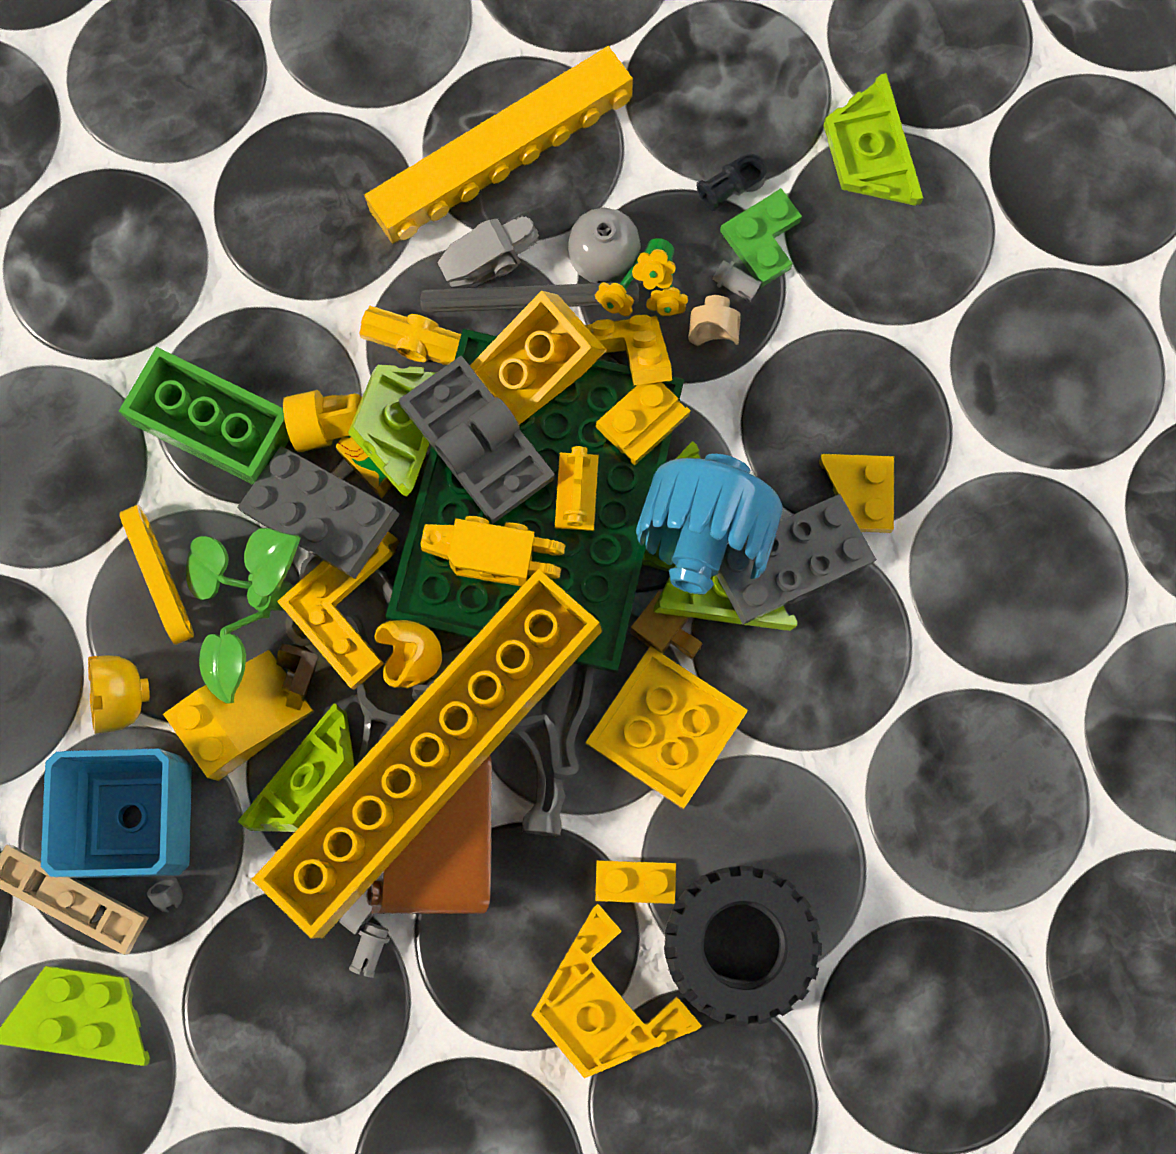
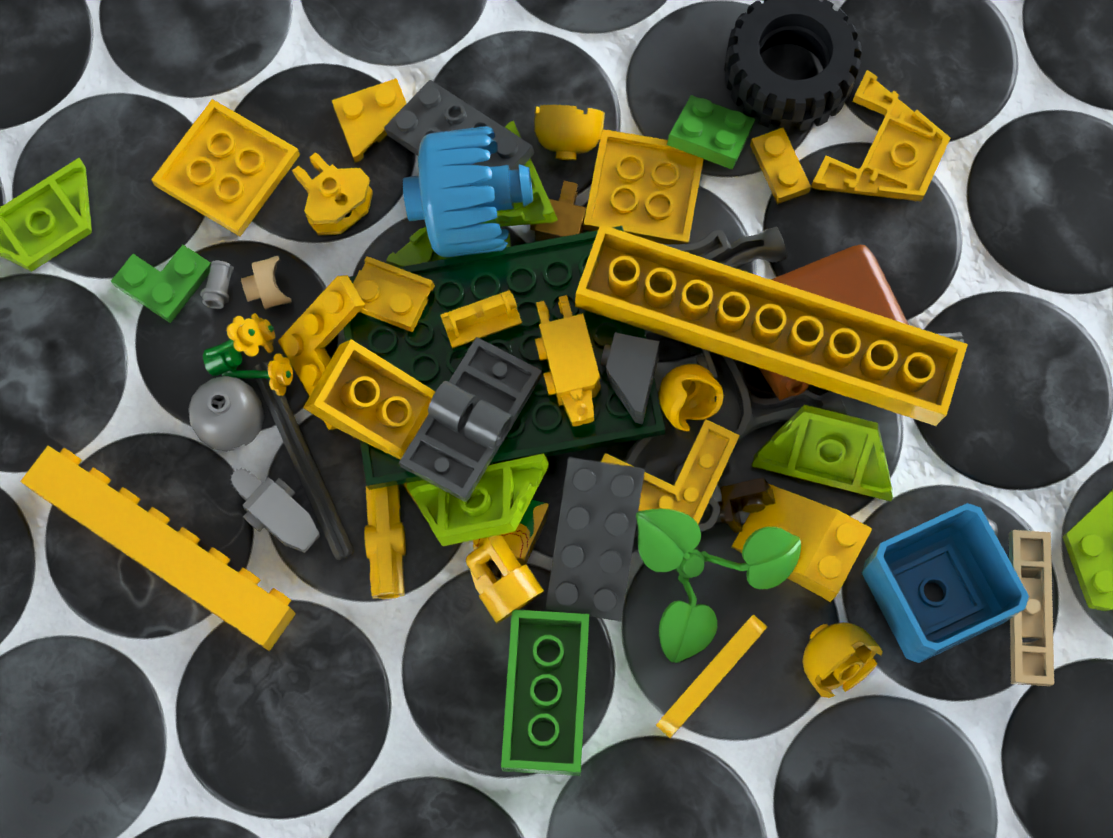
camera: 115 degrees left, 5 degrees down
(450, 603) = (631, 371): none -> dark grey slope
(698, 822) = (711, 132): none -> bright green plate
(731, 182) = (120, 326): black connector -> none
(759, 674) = (568, 129): none -> yellow cylinder
(785, 413) = (333, 196): none -> yellow hinge
(859, 330) = (226, 167): none -> yellow plate

